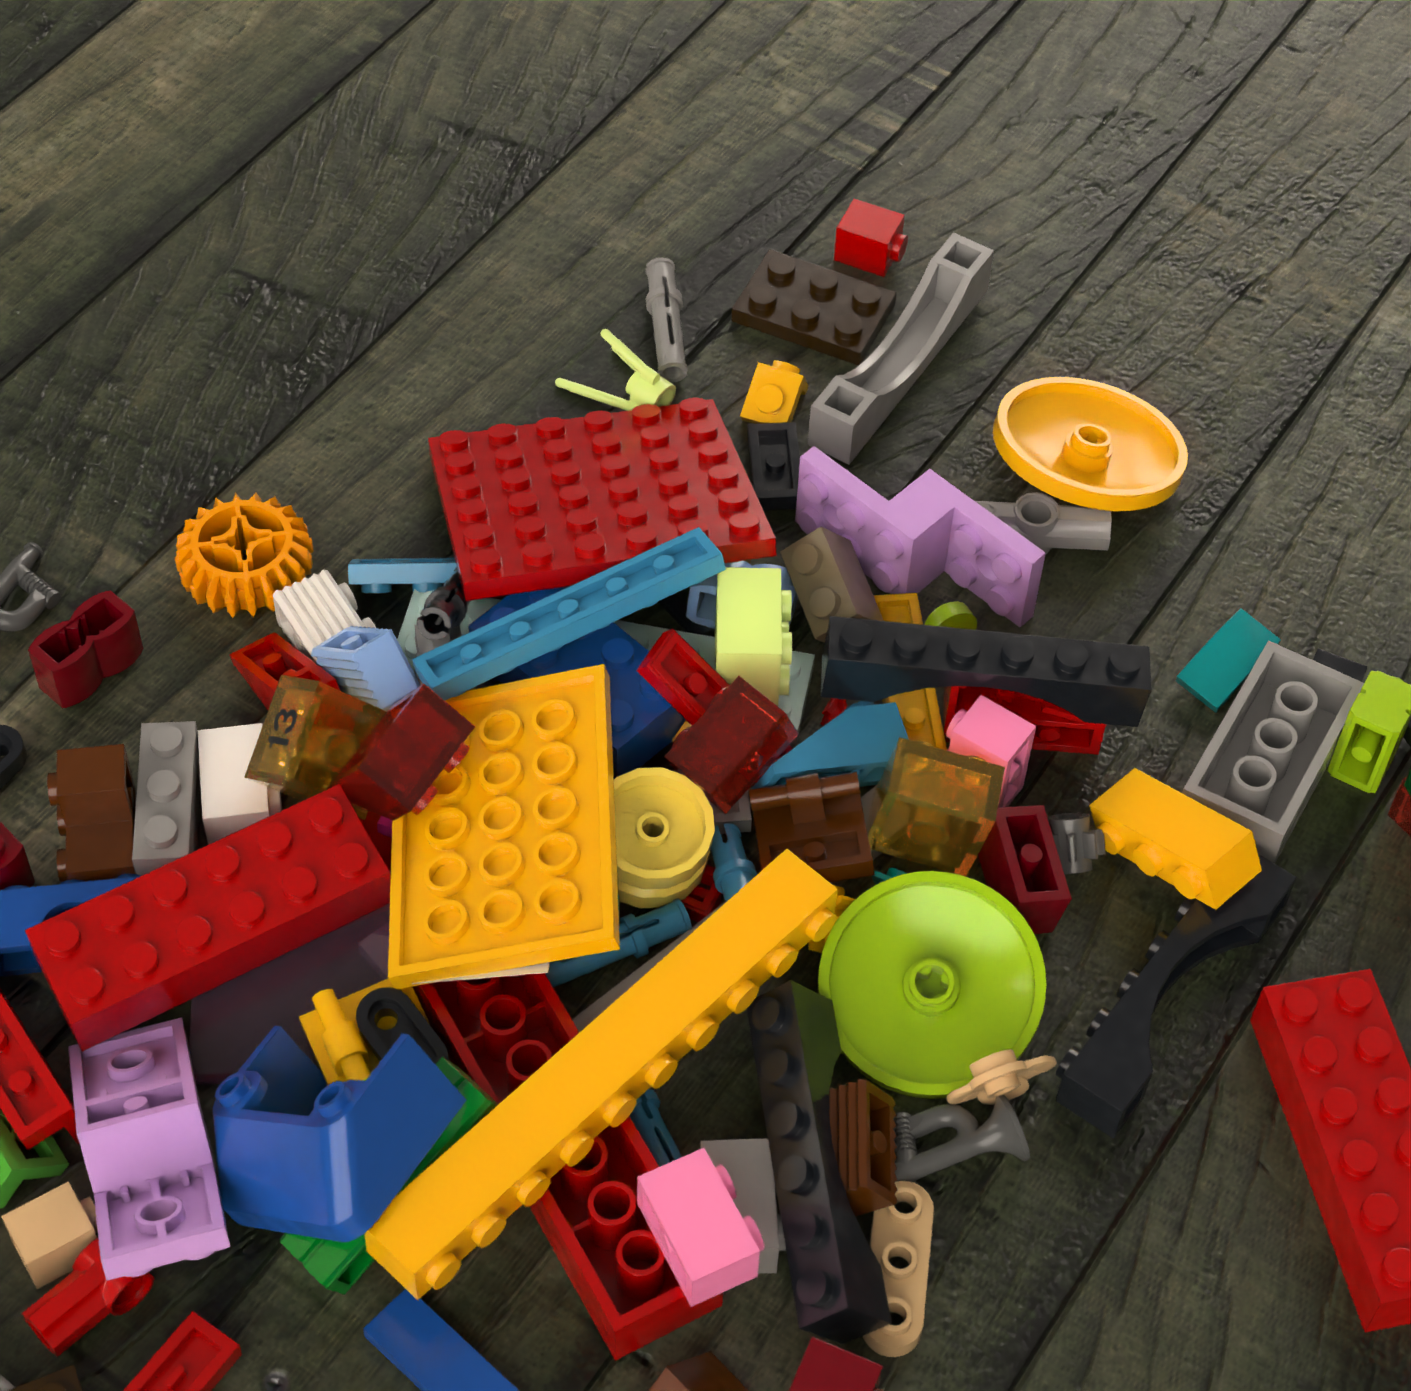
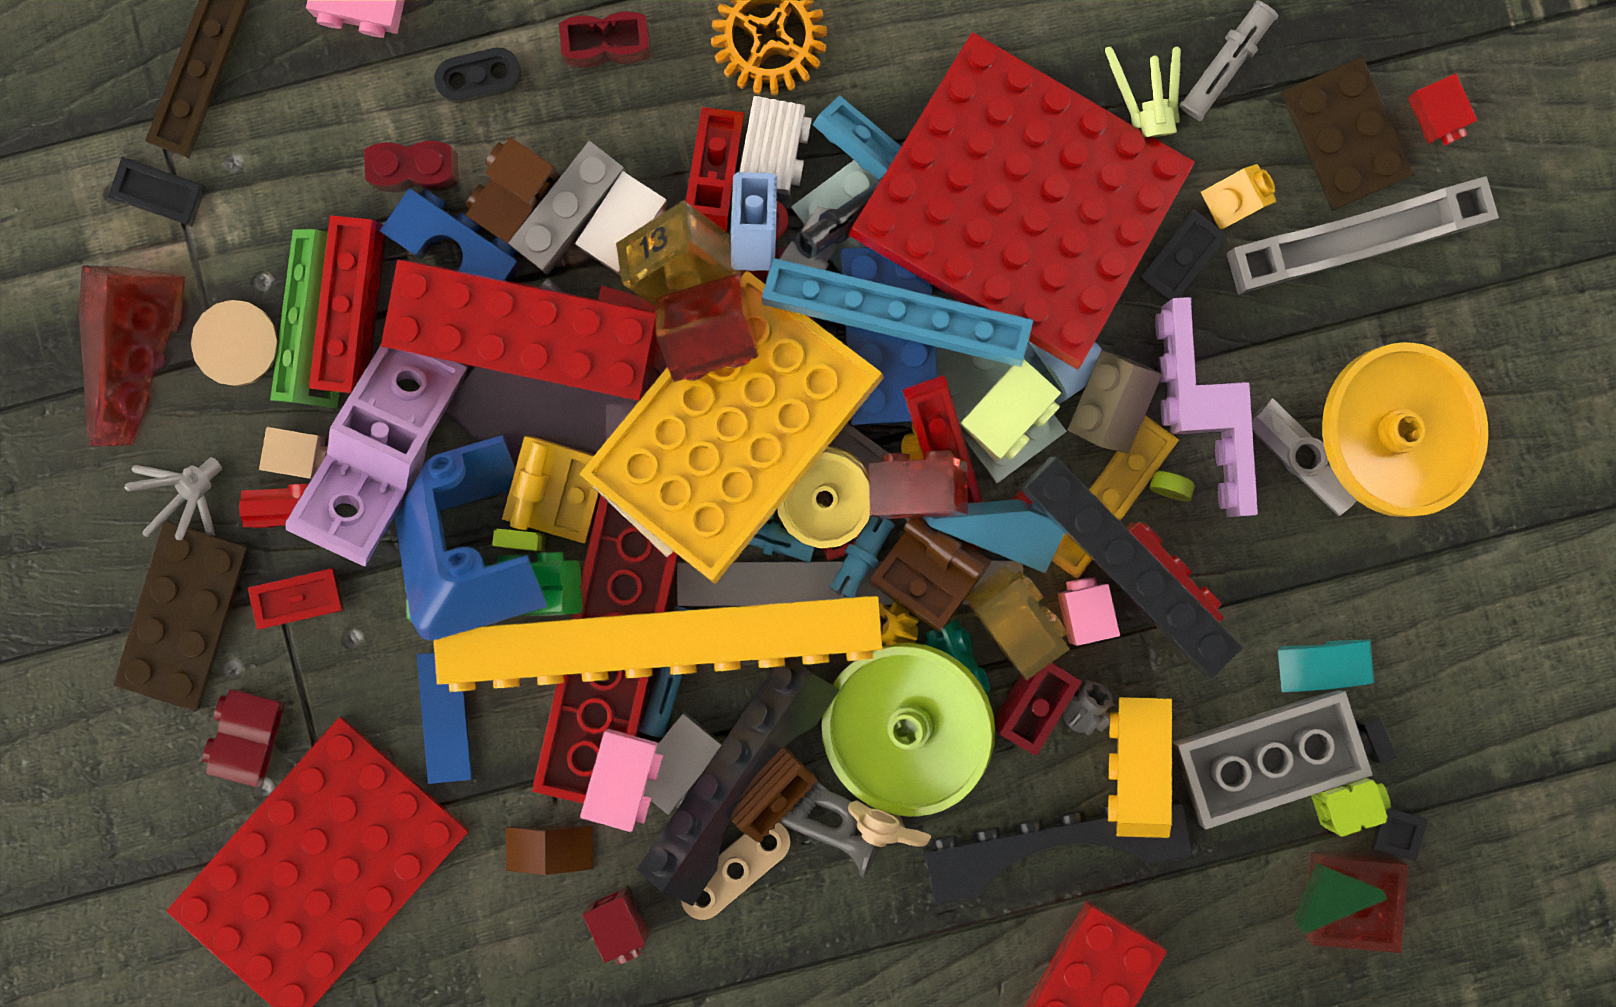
camera: 45 degrees right, 35 degrees up
(410, 1021) = (566, 509): black plate -> none

